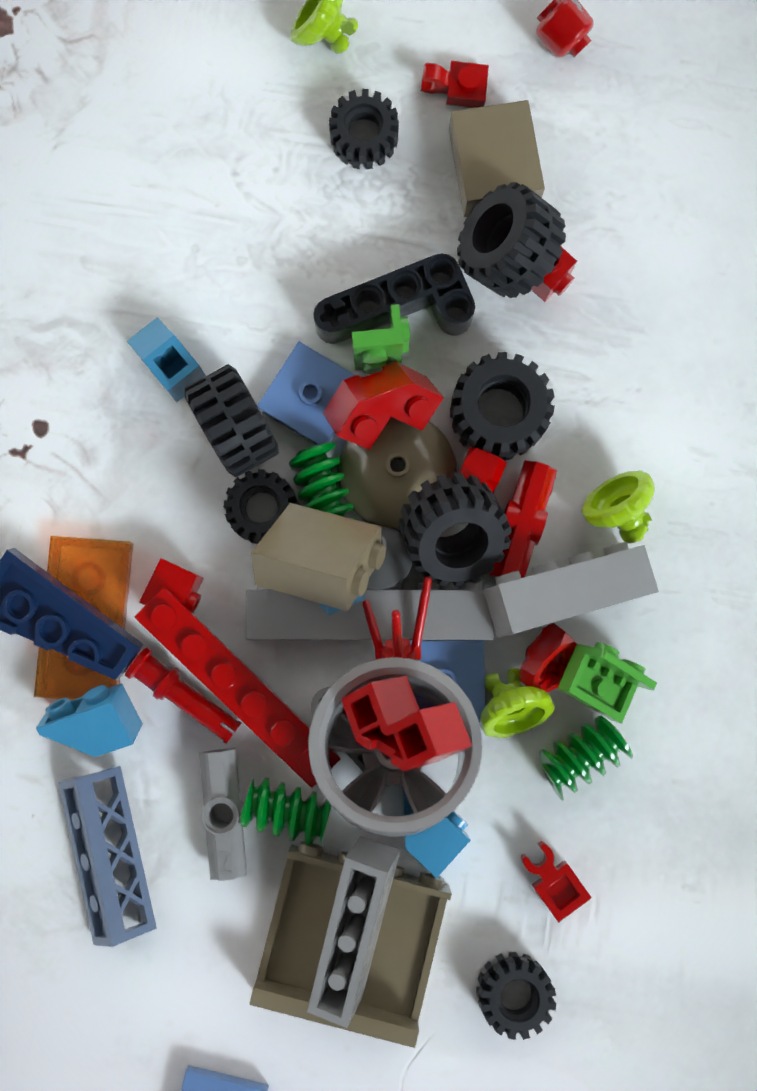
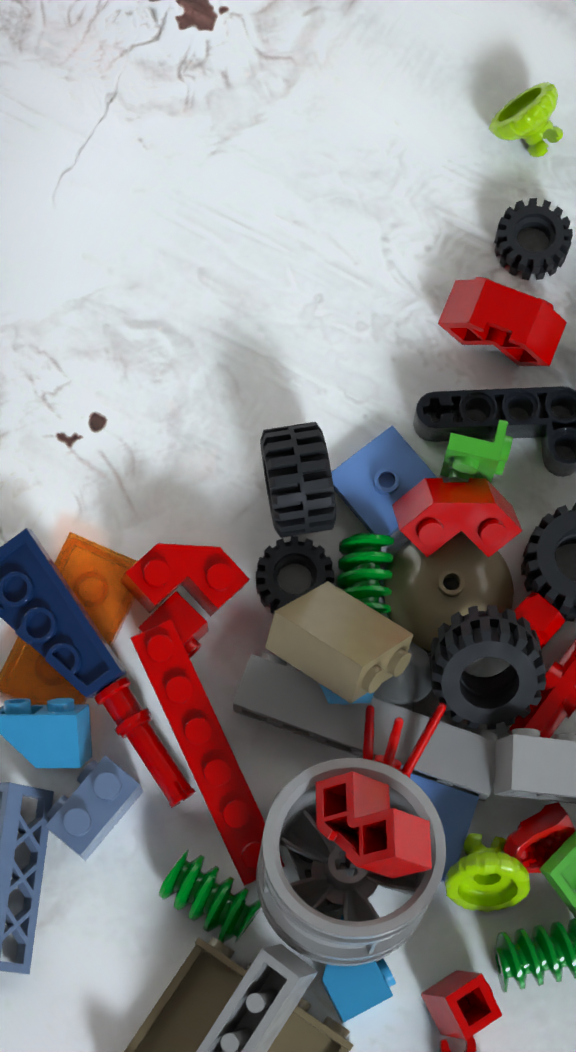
camera: 20 degrees right, 10 degrees down
(146, 539) = (202, 570): none -> red brick
(158, 772) = (94, 807): none -> sand blue brick
(166, 358) = (252, 396): dark azure slope -> none
(224, 840) = (135, 906): light grey piece -> none
(363, 209) = (503, 317): none -> red brick
(530, 824) = (461, 1004): none -> red brick

